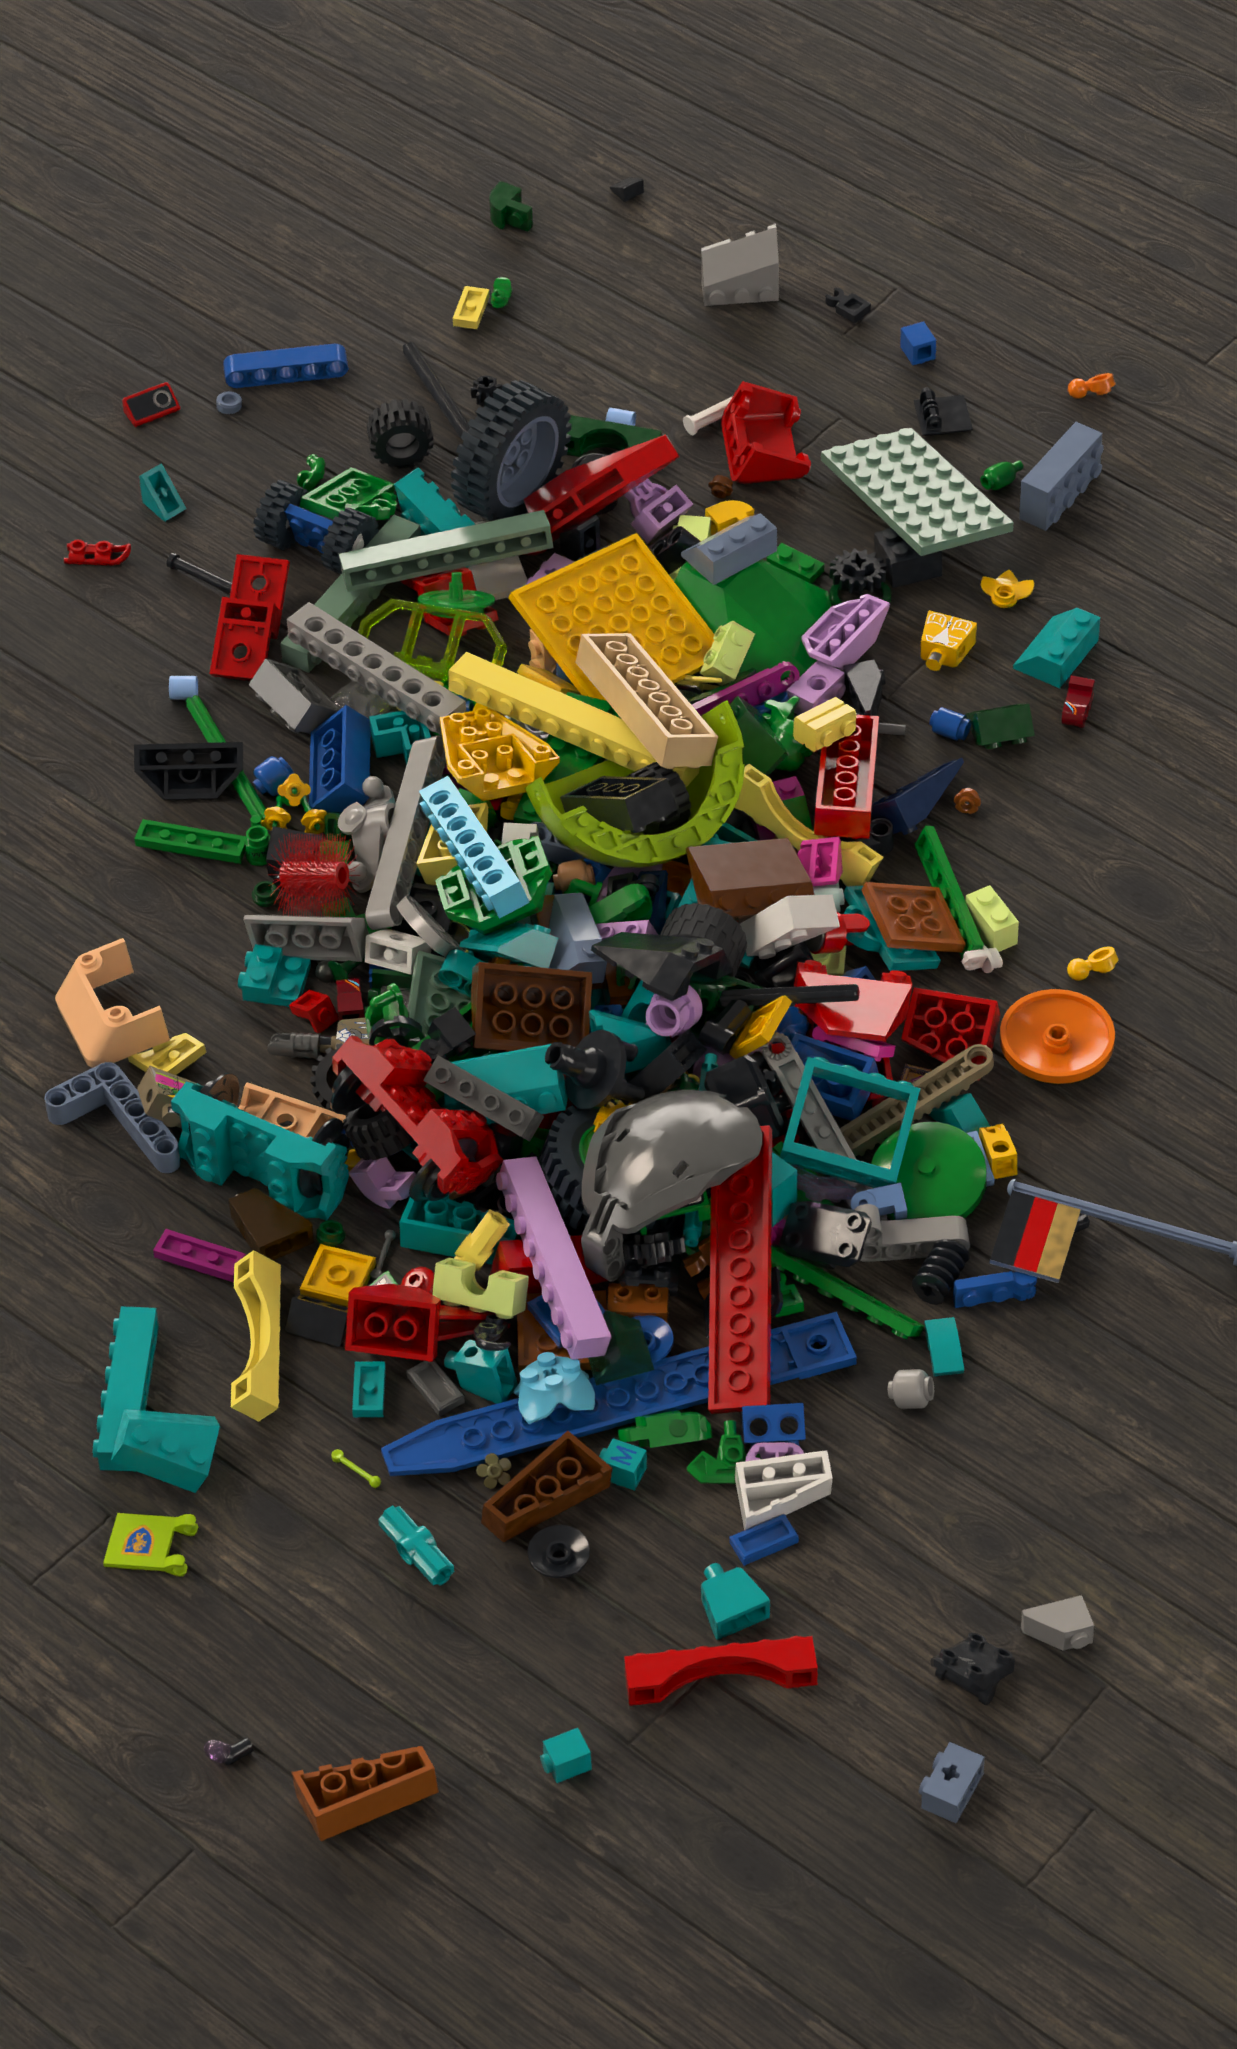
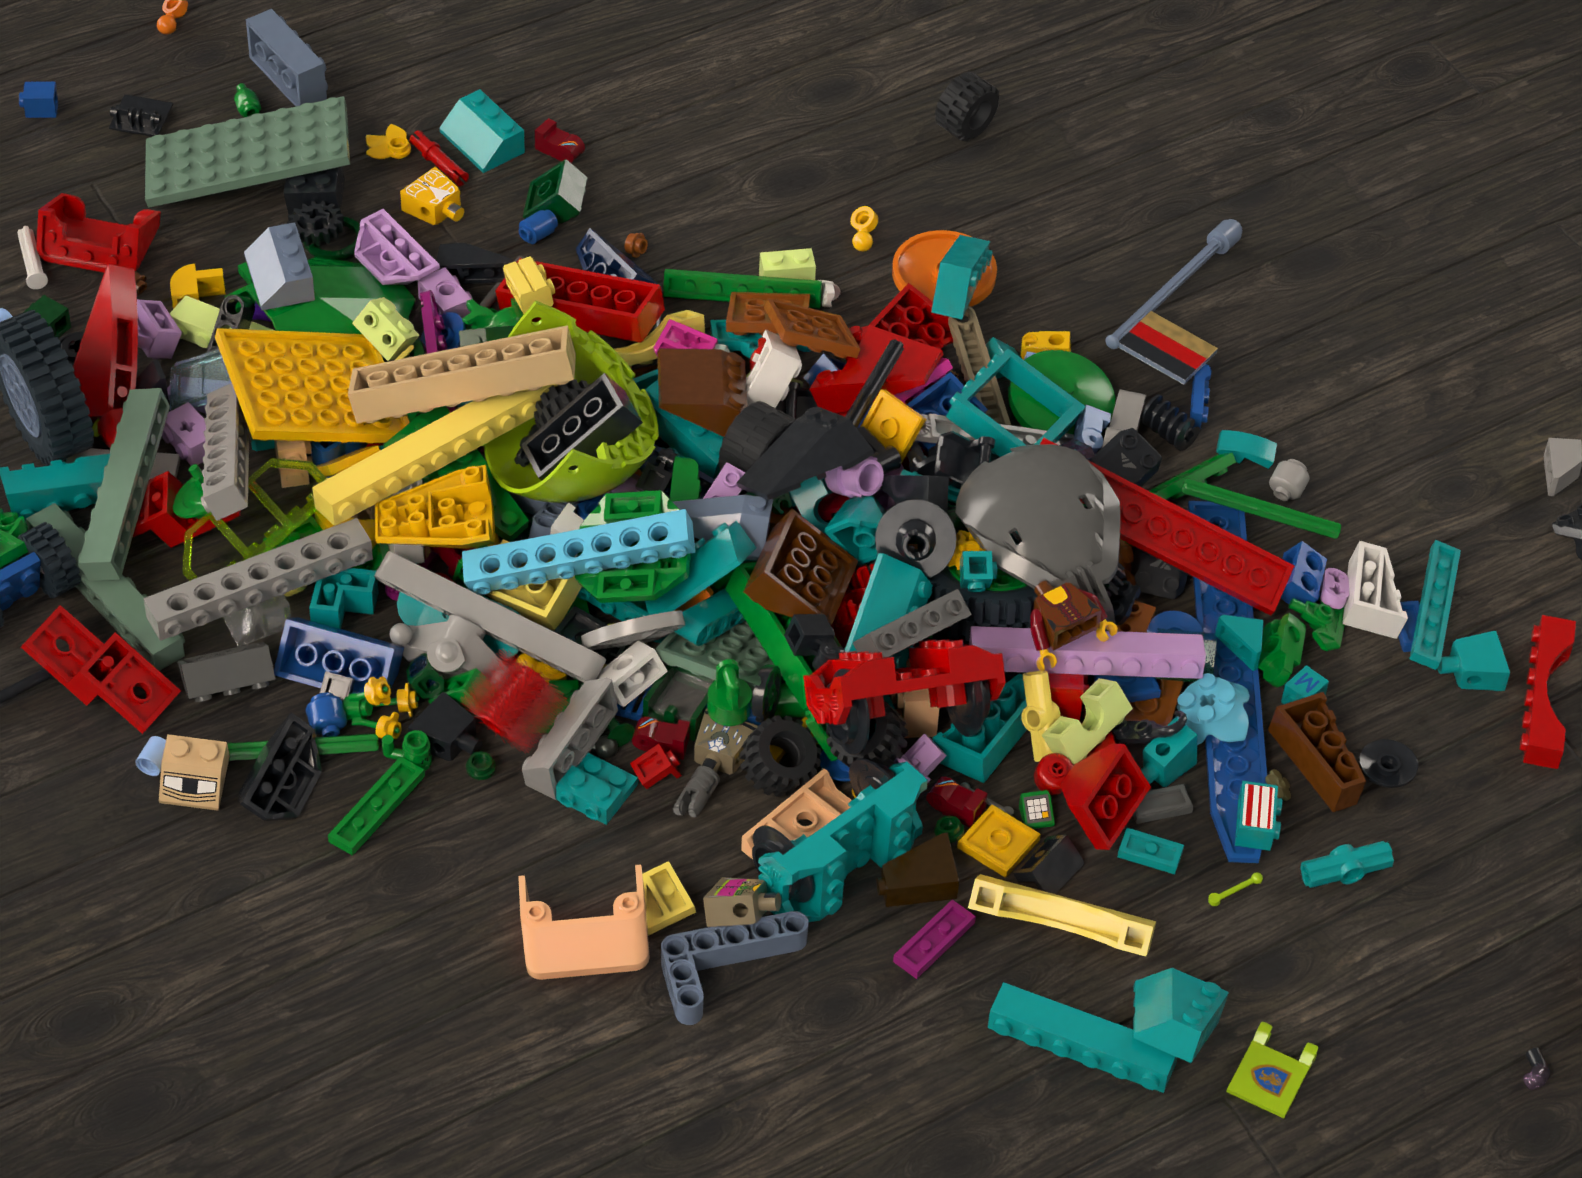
camera: 75 degrees left, 0 degrees up
(170, 712) = (193, 772): none -> tan slope
(309, 771) = (337, 685): none -> tile
(366, 1229) = (957, 801): none -> dark red leg
(429, 1449) = (1257, 815): none -> brick
(462, 589) = (225, 454): none -> light grey brick
(552, 1206) = (1064, 616): none -> torso
(577, 1124) = (977, 570): none -> teal brick
(653, 1393) = (1242, 637): none -> teal slope
(791, 1545) = (1435, 605): none -> teal plate
(851, 1371) = (1261, 508): none -> green axle
(865, 933) = (811, 328): none -> dark orange plate
(1010, 620) = (432, 152): none -> red pin
(1023, 1031) = (960, 275): none -> teal wedge

